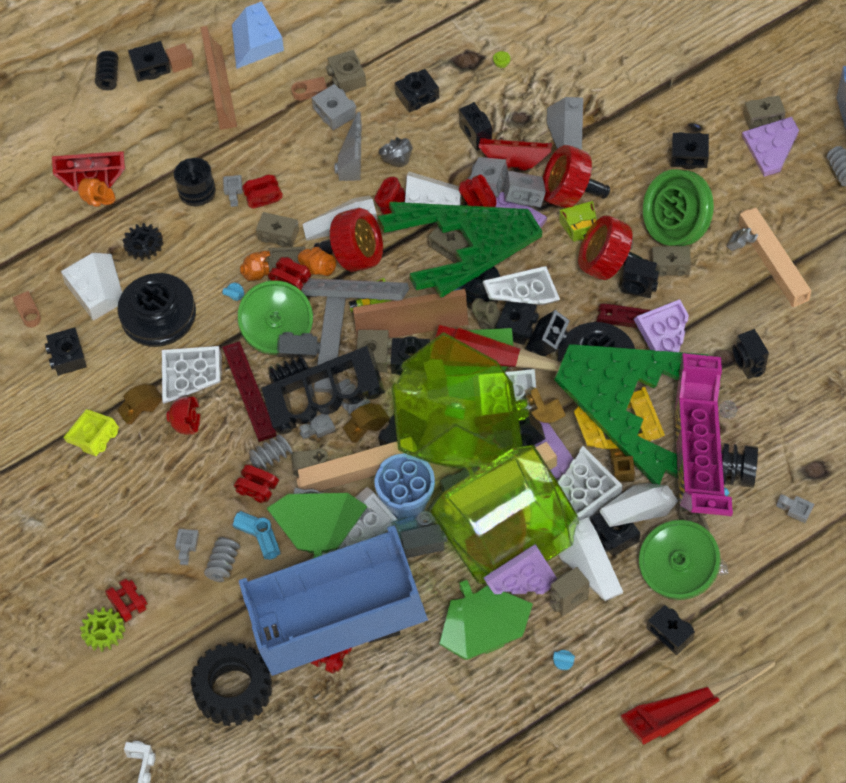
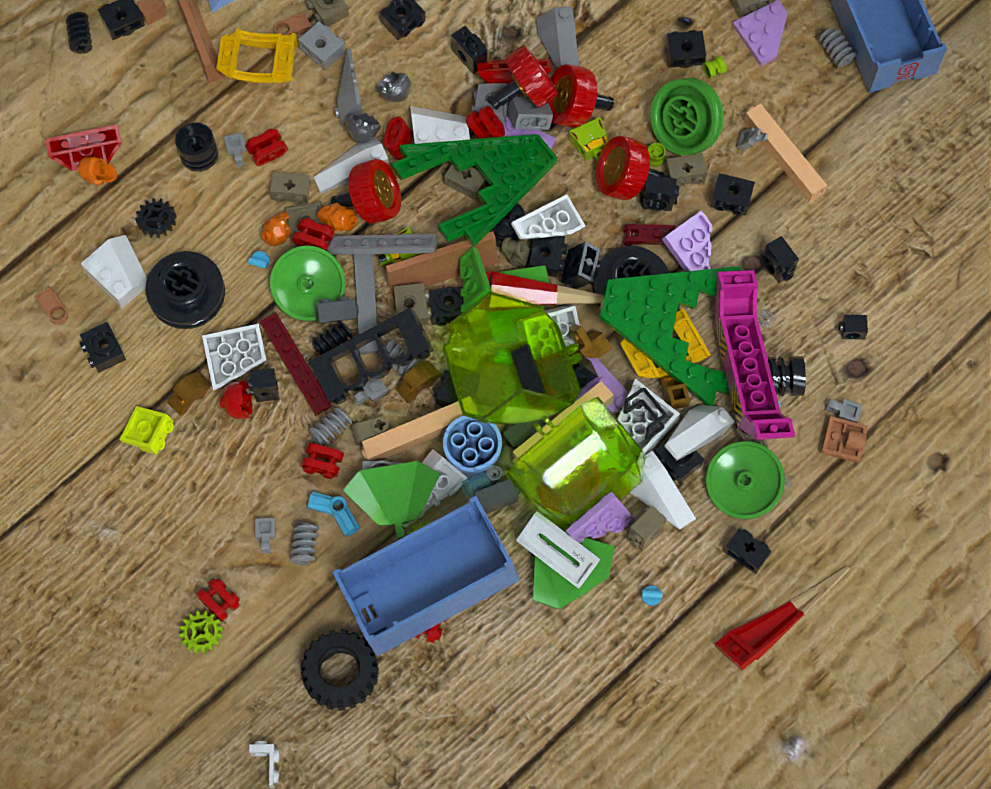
camera: 15 degrees left, 10 degrees up
(213, 404) = (264, 385): none -> black brick
(294, 115) = (283, 61): none -> yellow wedge
(357, 184) = (361, 127): none -> flat silver hair
(437, 322) = (474, 278): none -> bright green wing
(448, 586) = (531, 541): none -> white piece
(473, 416) = (527, 369): none -> black tile
(524, 152) = (527, 79): none -> red wheel
(594, 482) = (657, 420): none -> black piece
(643, 243) = (658, 151): none -> lime wheel
(716, 170) = (714, 67): none -> lime wheel
(716, 296) = (734, 203): none -> black brick
(790, 535) = (844, 439): none -> nougat plate
(817, 428) = (853, 327): none -> black brick

